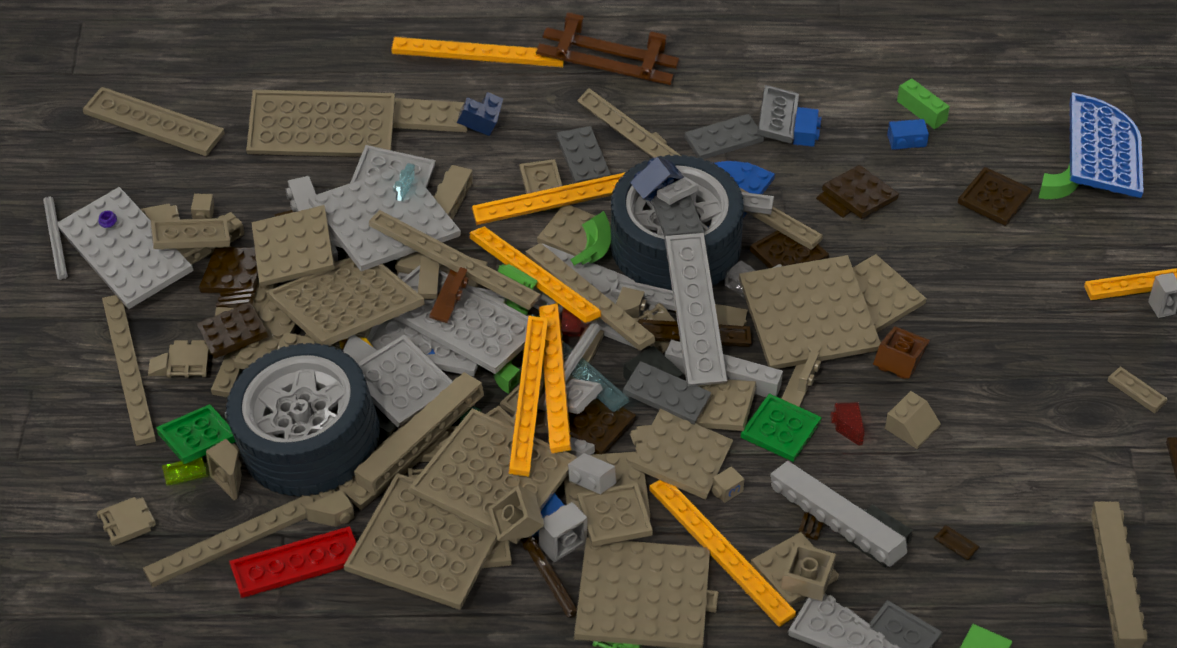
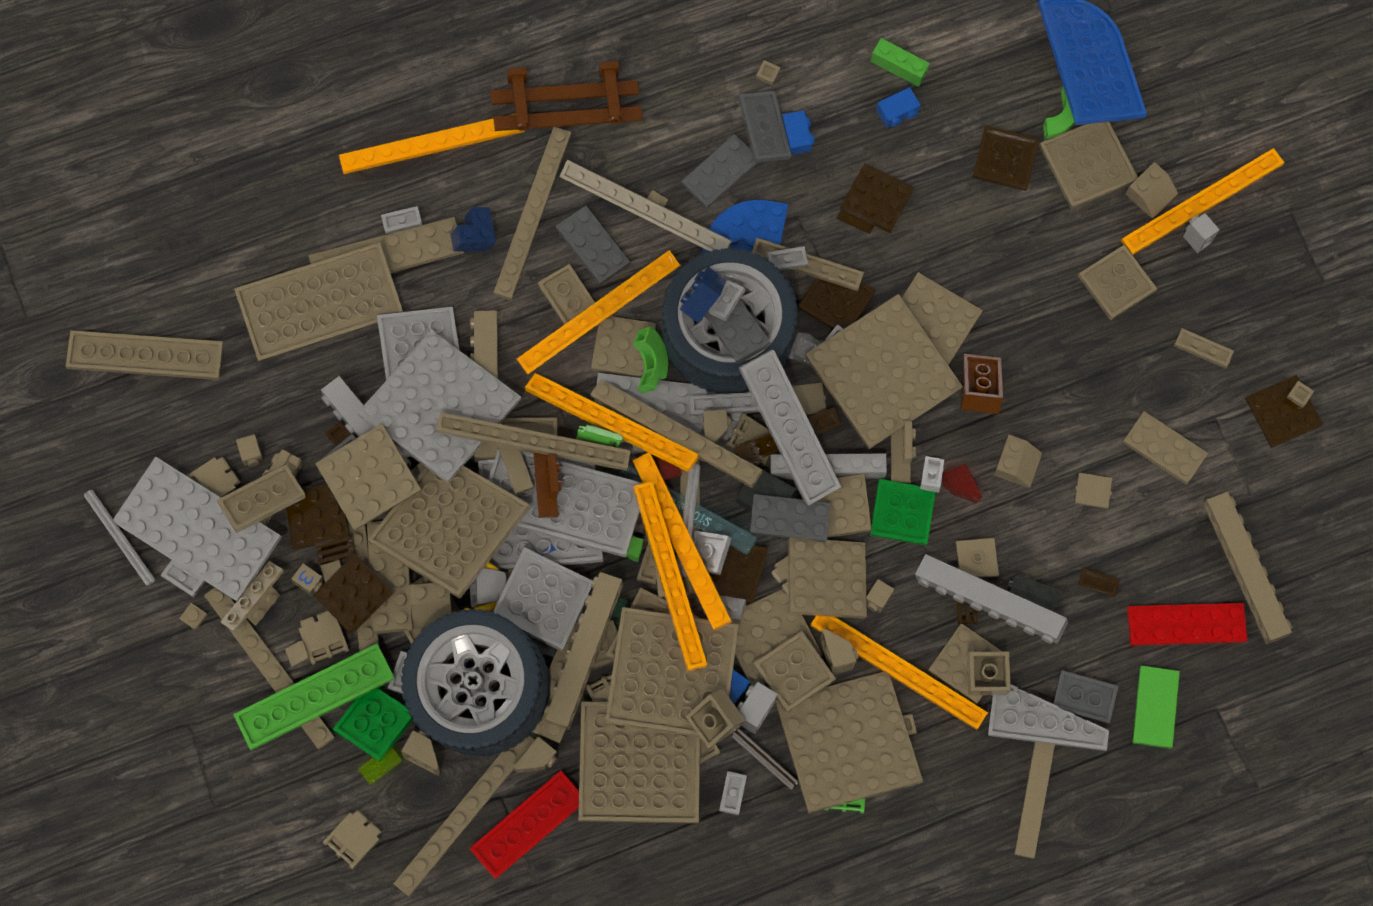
camera: 25 degrees left, 25 degrees up
(84, 312) = (193, 616): none -> dark tan plate
(91, 280) = (182, 578): none -> light grey plate
(107, 219) = (164, 503): dark purple plate -> none
(144, 313) = (255, 600): none -> dark tan bracket
(151, 395) = (313, 697): none -> bright green plate
(197, 311) = (307, 580): none -> dark tan brick
(406, 178) = (444, 370): clear light blue plate -> none
(423, 92) = (401, 220): none -> light grey plate
(507, 599) = (733, 793): none -> light grey plate
(539, 121) = (532, 213): none -> dark tan plate
(592, 473) = (759, 638): light grey brick -> none
(666, 513) = (838, 652): none -> dark tan slope
(798, 81) = (768, 73): none -> dark tan plate
(822, 404) = (932, 474): none -> light grey plate
(843, 482) = (978, 557): none -> dark tan plate
(980, 469) = (1093, 490): none -> dark tan piece
(1036, 606) = (1186, 624): none -> red plate
(1068, 314) = (1117, 282): none -> dark tan plate
(1068, 455) = (1165, 448): none -> dark tan plate
(1074, 220) = (1088, 162): none -> dark tan plate
(1129, 254) = (1152, 190): none -> dark tan slope

